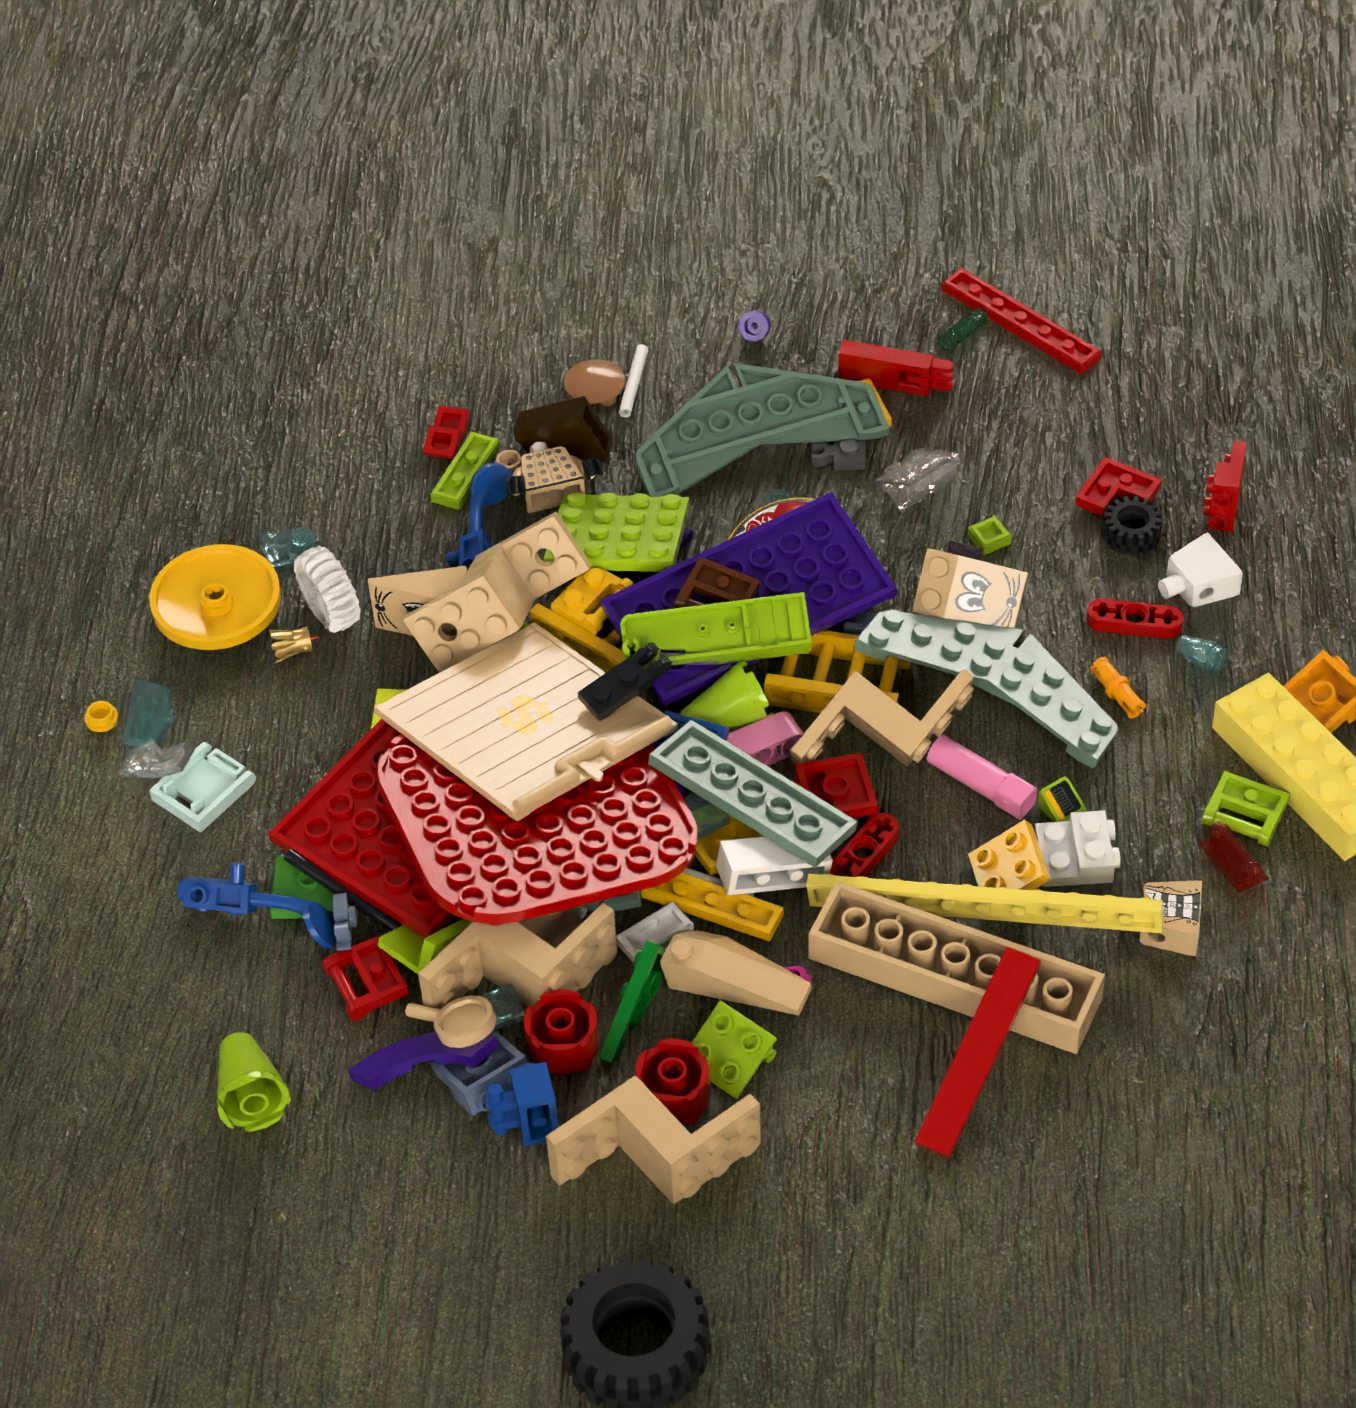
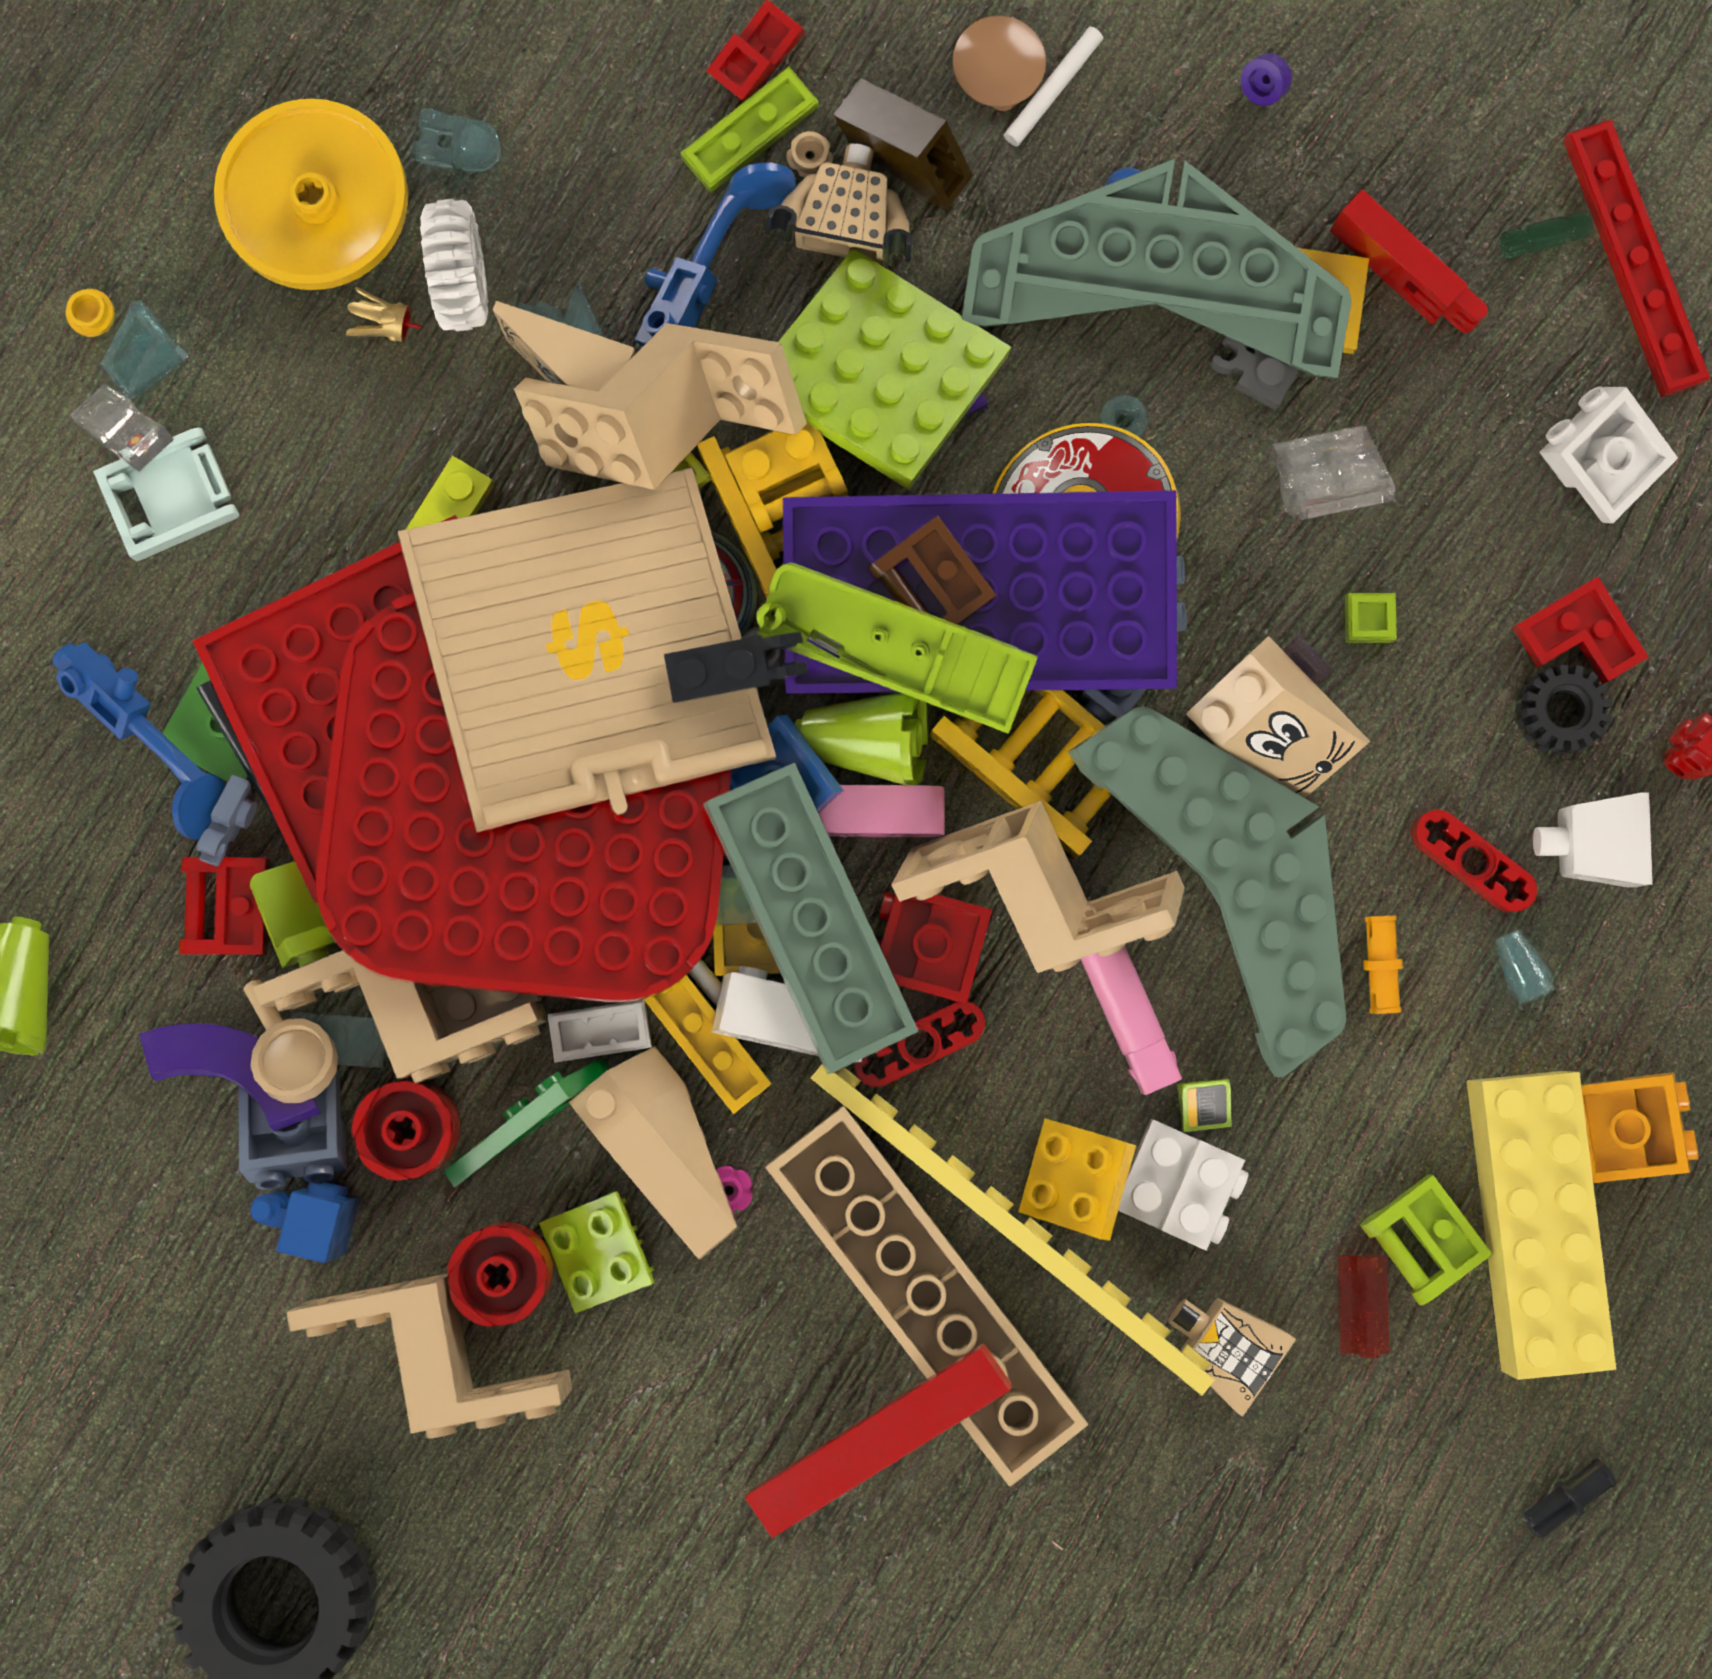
camera: 20 degrees right, 35 degrees up
(1068, 401) = (1608, 451): none -> white plate

